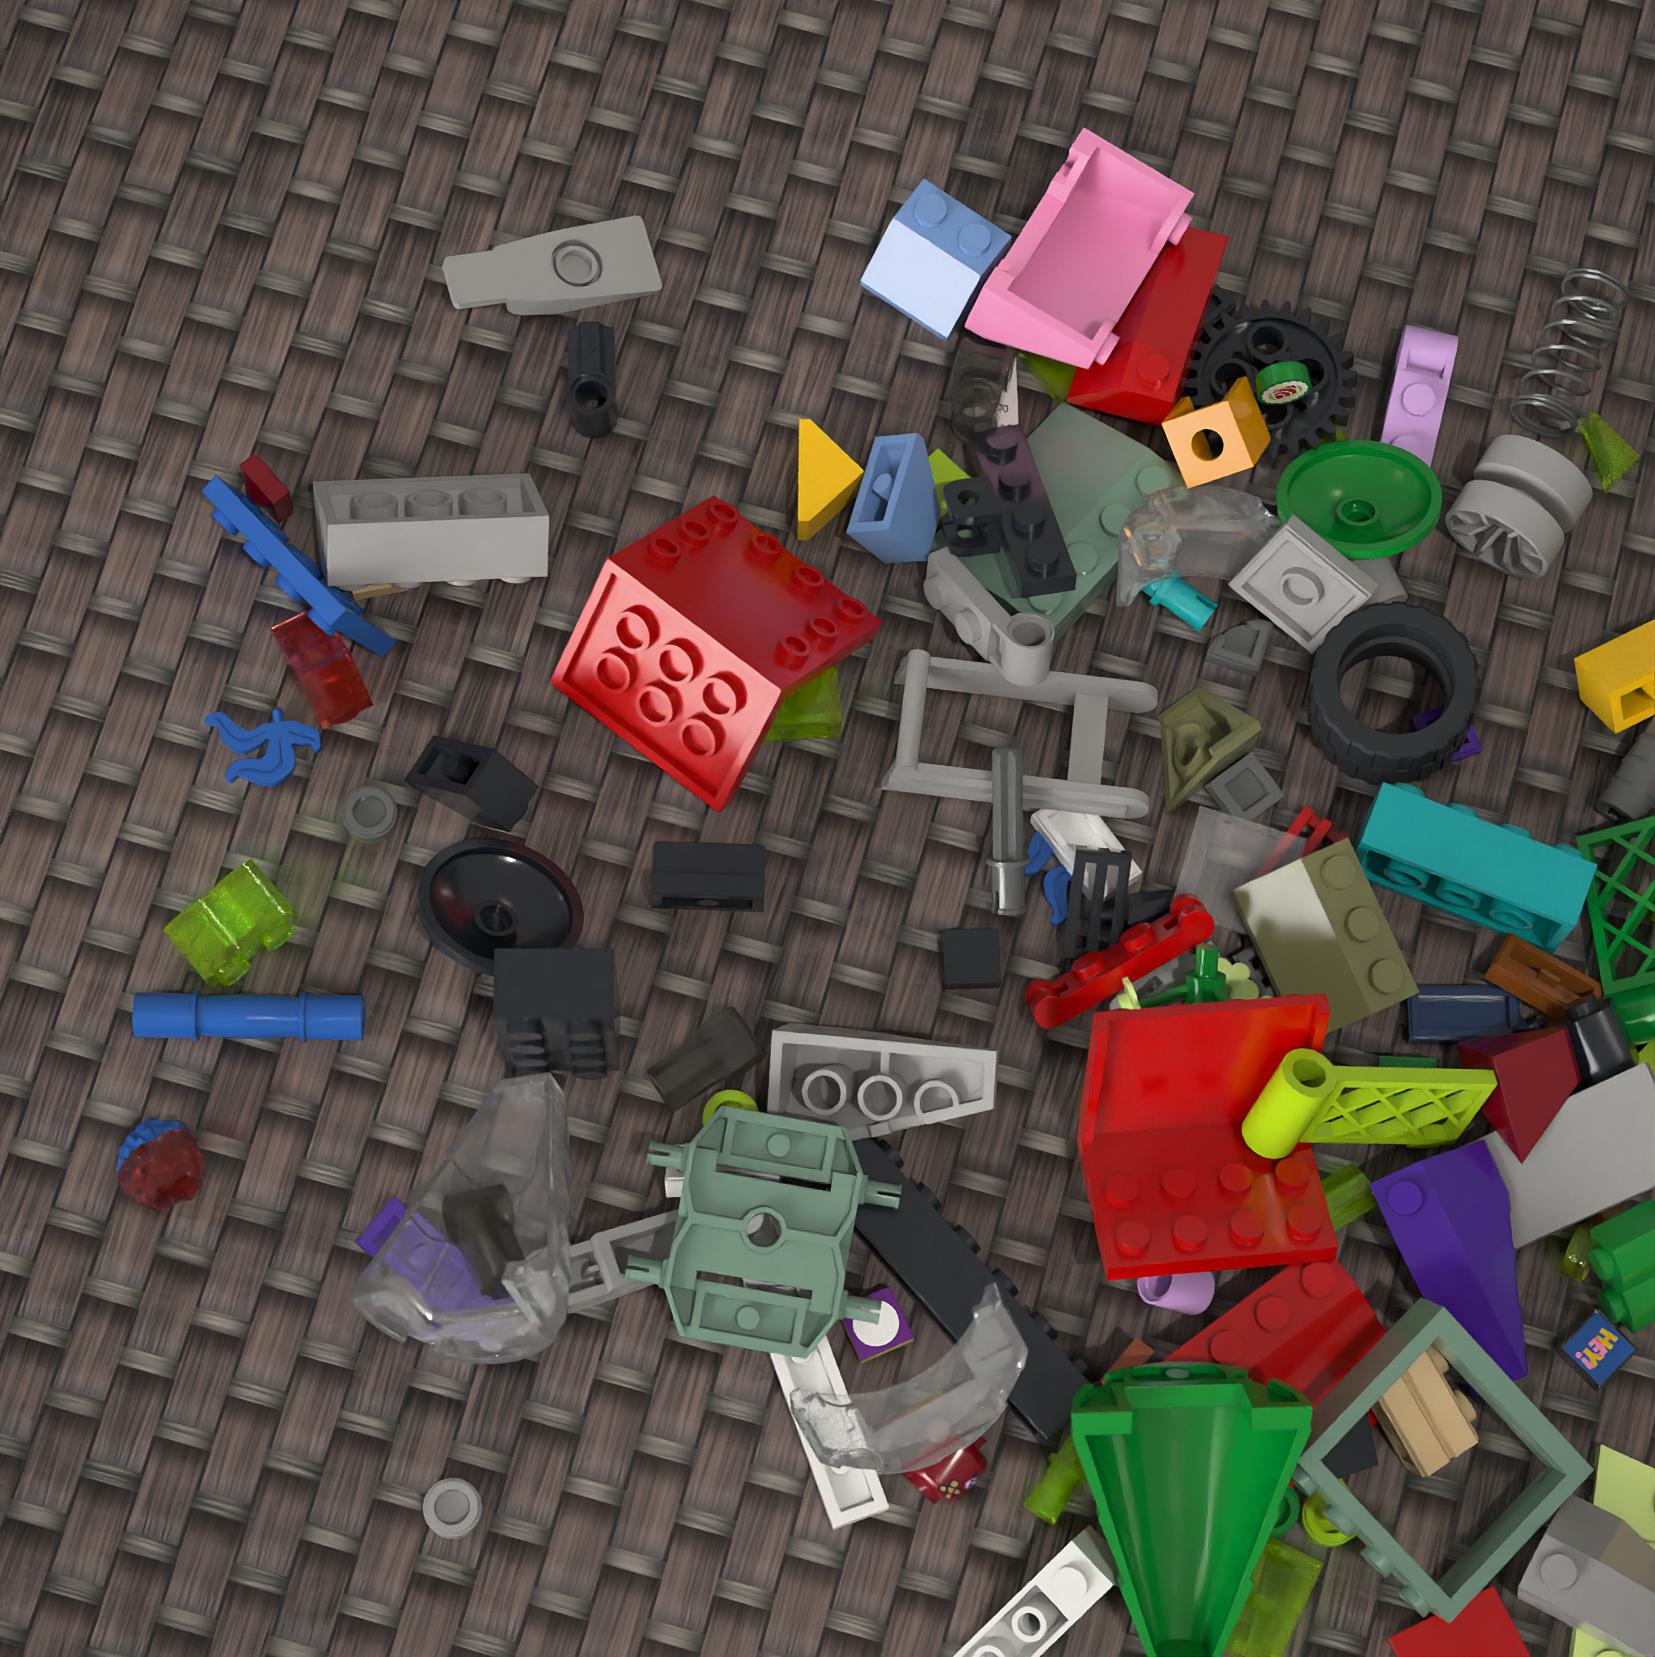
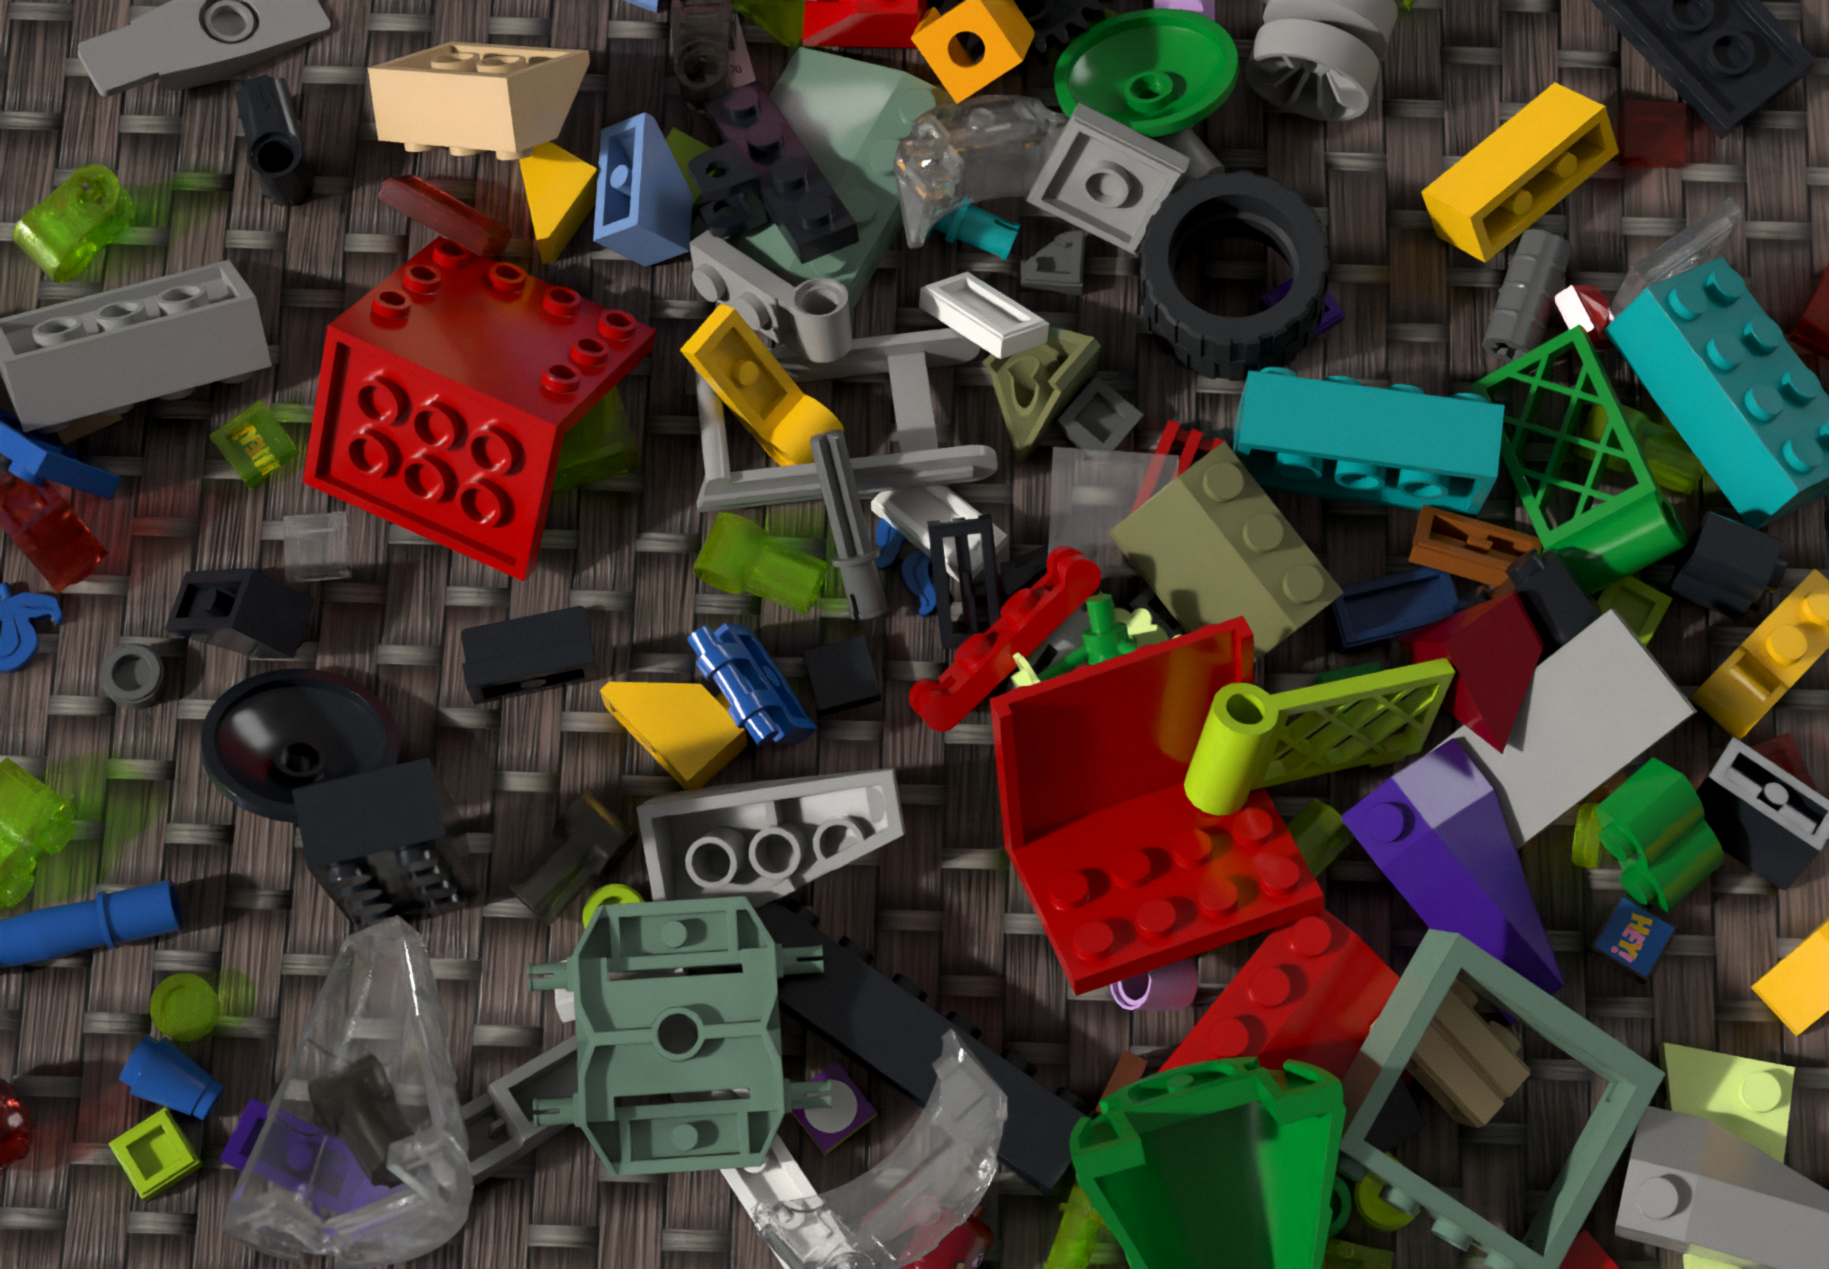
camera: 10 degrees left, 0 degrees up
(300, 1224) = (156, 1154): none -> lime tile
(327, 1163) = (170, 1078): none -> blue cone
(351, 1106) = (184, 1007): none -> clear neon green tile
(399, 414) = (71, 227): none -> clear neon green piece
(515, 639) = (254, 444): none -> clear neon green tile
(549, 740) = (317, 547): none -> clear tile
(724, 479) = (445, 214): none -> clear red tile
(775, 384) = (476, 97): none -> tan slope
(823, 969) = (678, 727): none -> yellow slope
(893, 948) = (751, 684): none -> blue plate
(910, 838) = (743, 558): none -> clear neon green piece
(958, 696) = (757, 387): none -> yellow plate
(1167, 677) = (984, 315): none -> white tile

